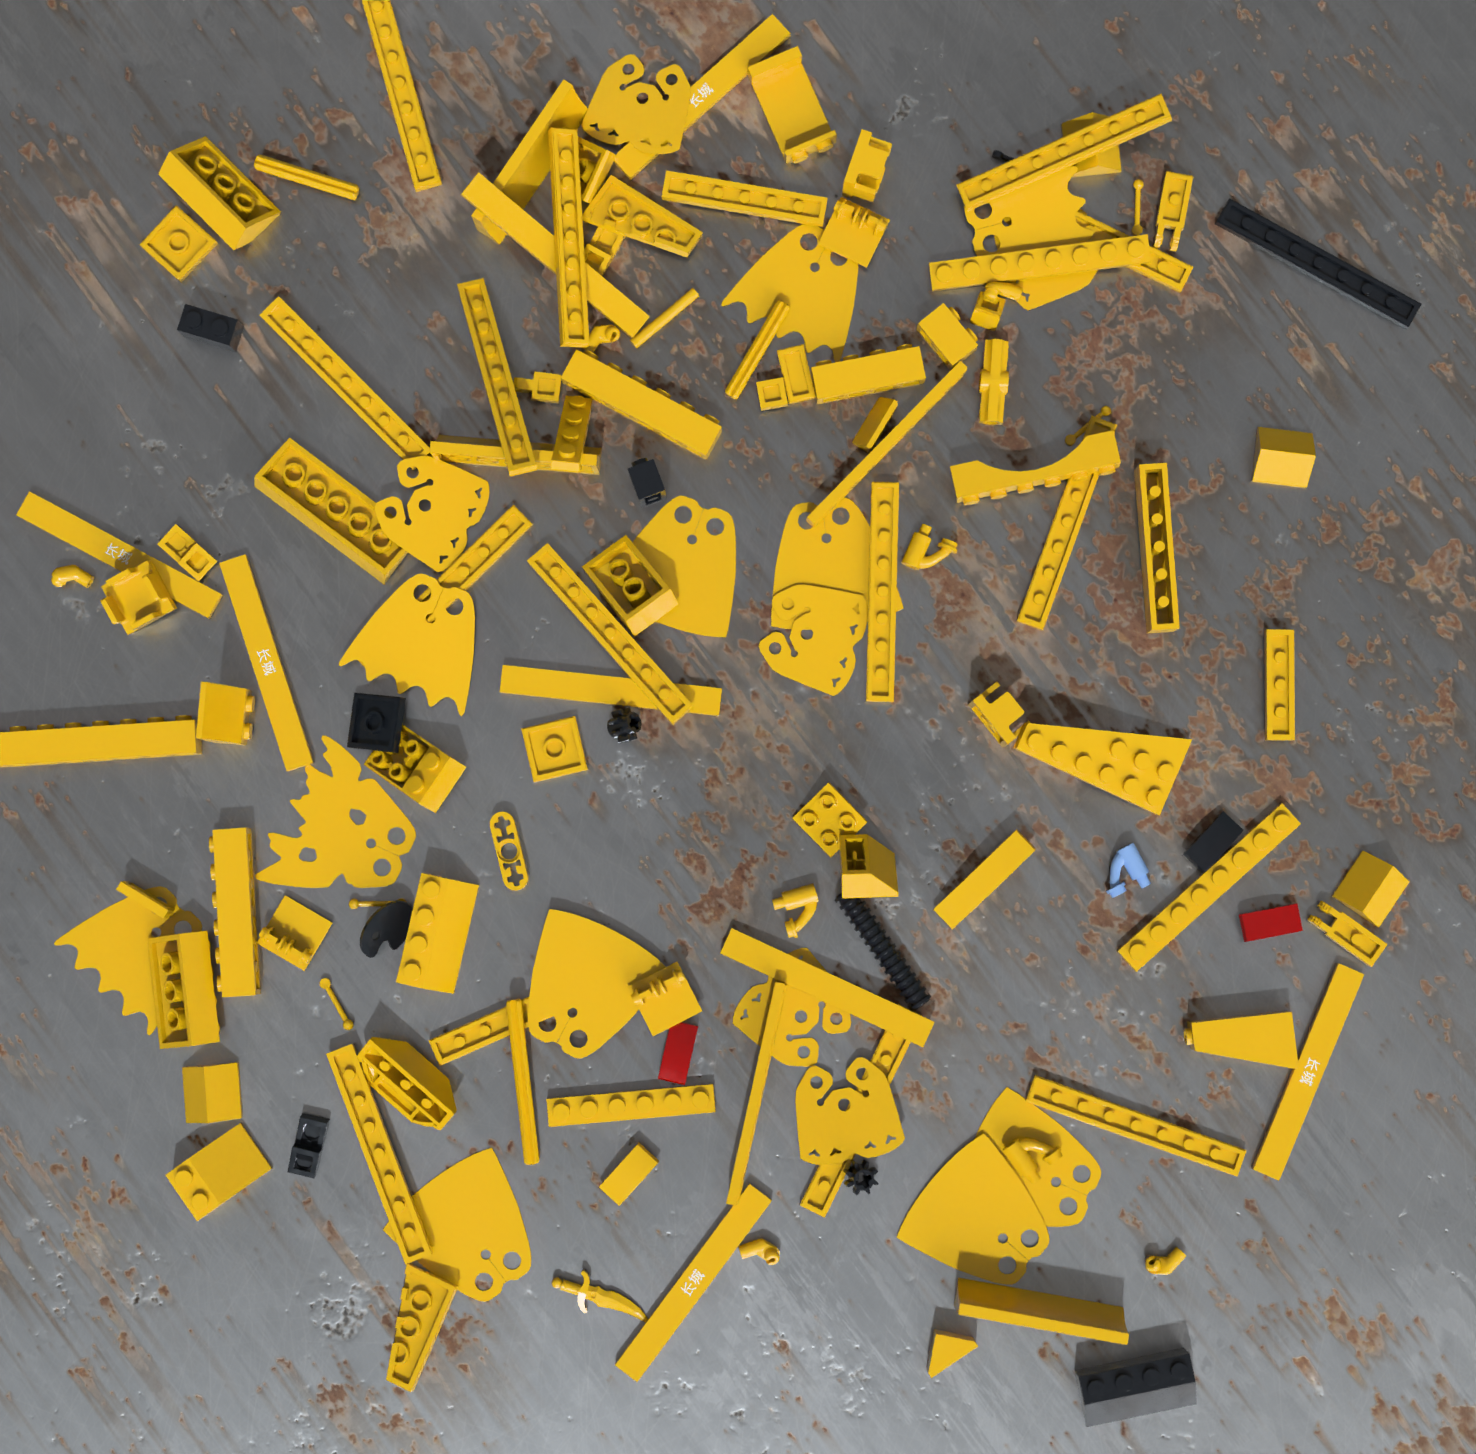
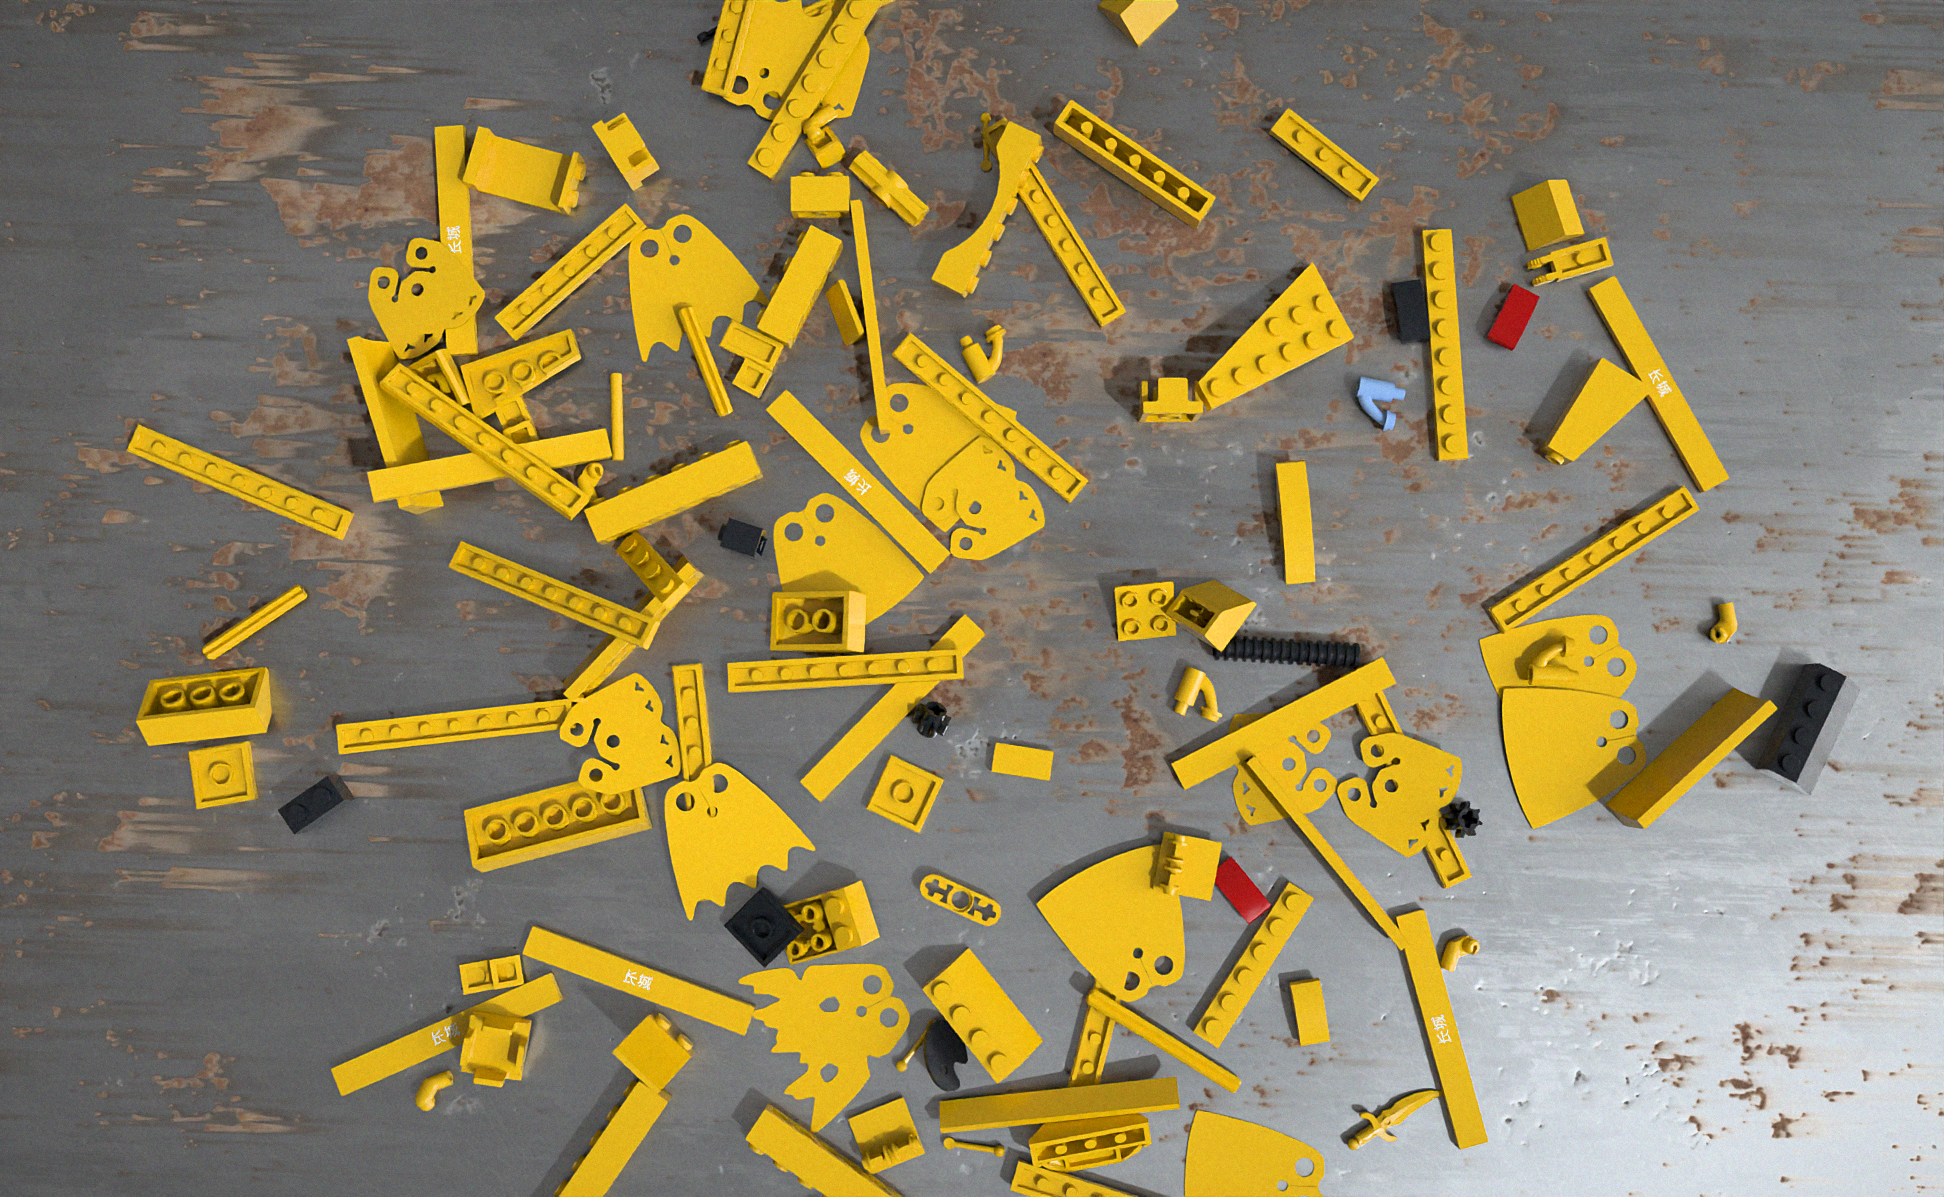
camera: 55 degrees left, 0 degrees up
(416, 1040) = (1059, 1105): none -> yellow tile
(544, 386) = (593, 563): yellow plate -> none
(646, 816) = (1022, 761): none -> yellow tile
(757, 532) = (858, 481): none -> yellow tile
(853, 232) = (671, 204): yellow hinge -> none
(947, 1349) = (1660, 860): yellow slope -> none

